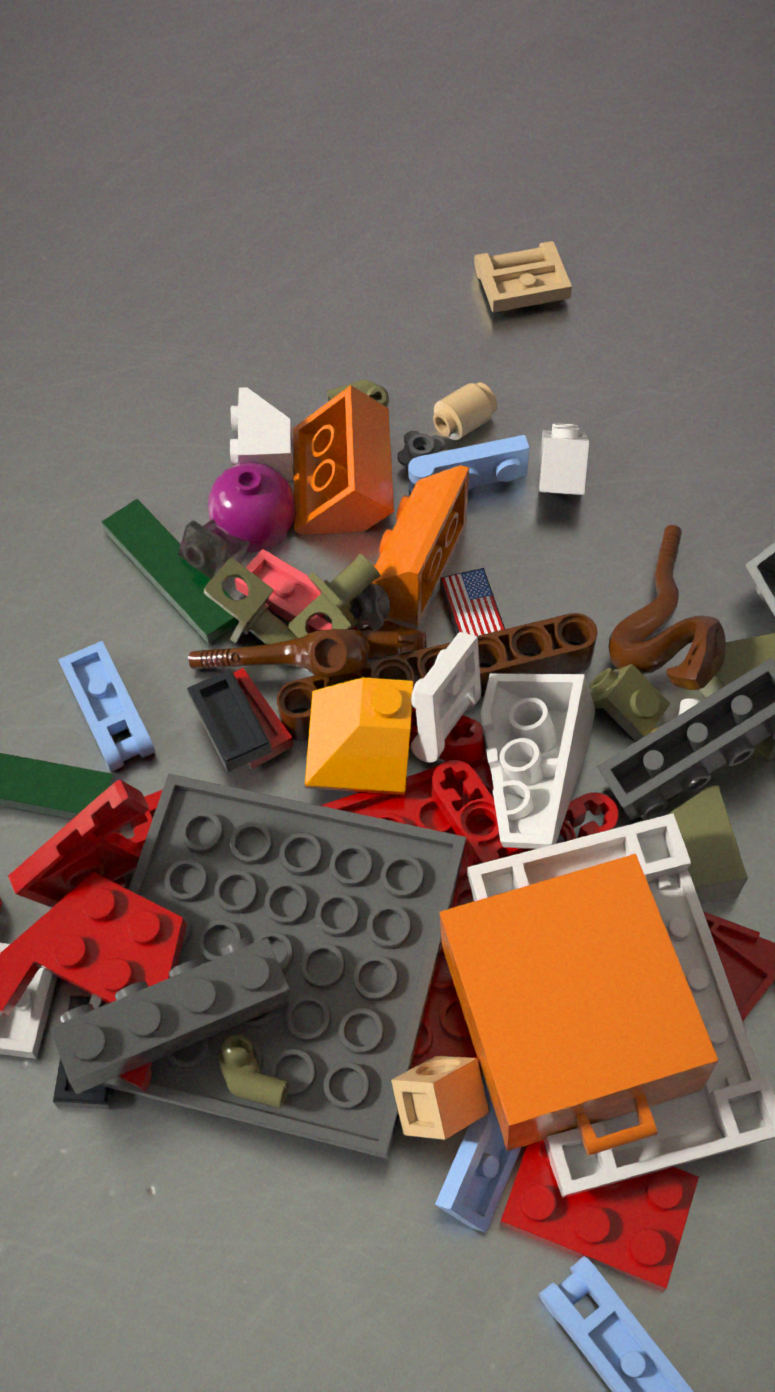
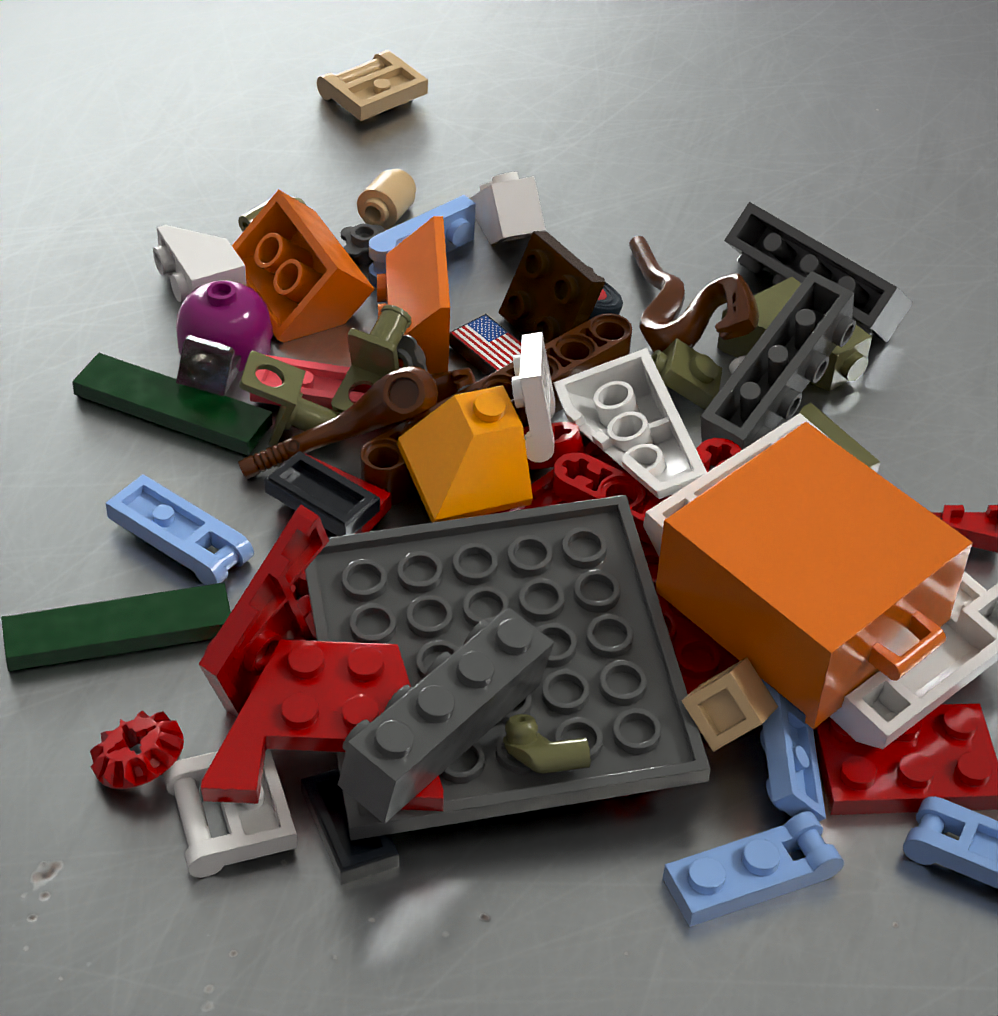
camera: 30 degrees left, 15 degrees down
(391, 1254) = (751, 870): none -> light blue plate
(555, 577) = (555, 291): none -> dark brown plate

